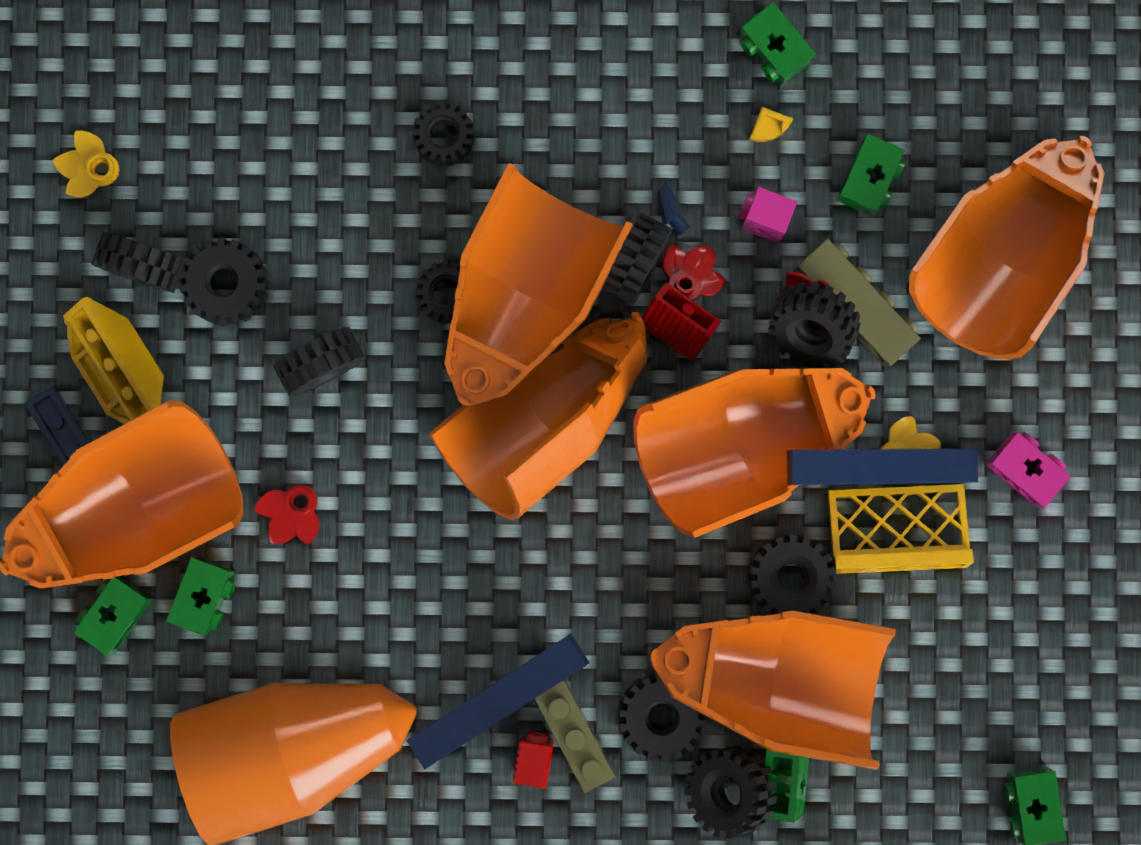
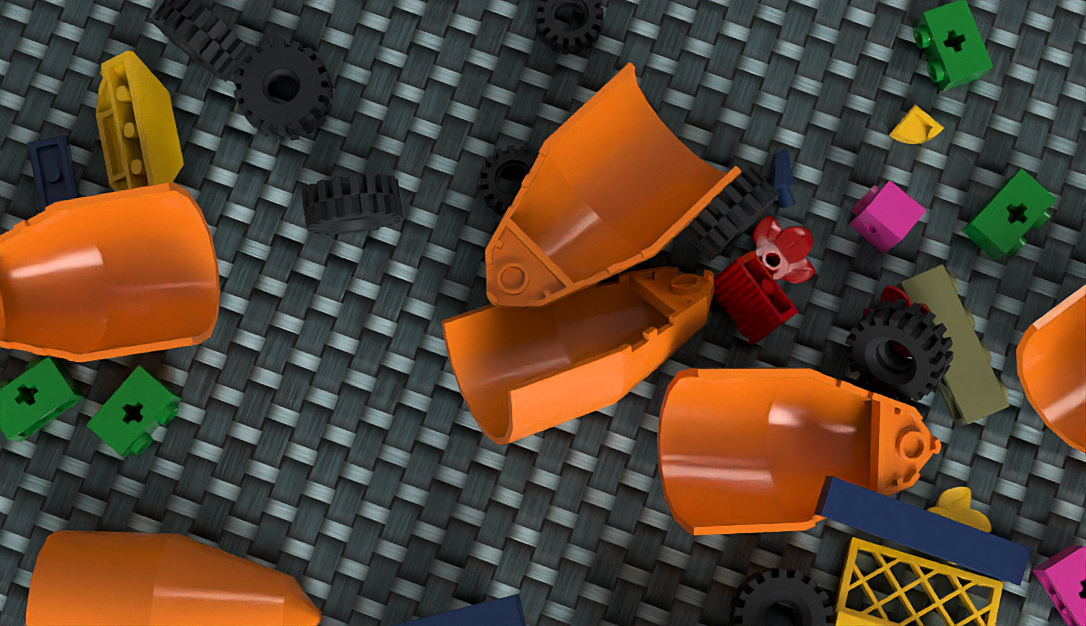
camera: 15 degrees right, 5 degrees down
(287, 518) = (258, 361): red plate -> none

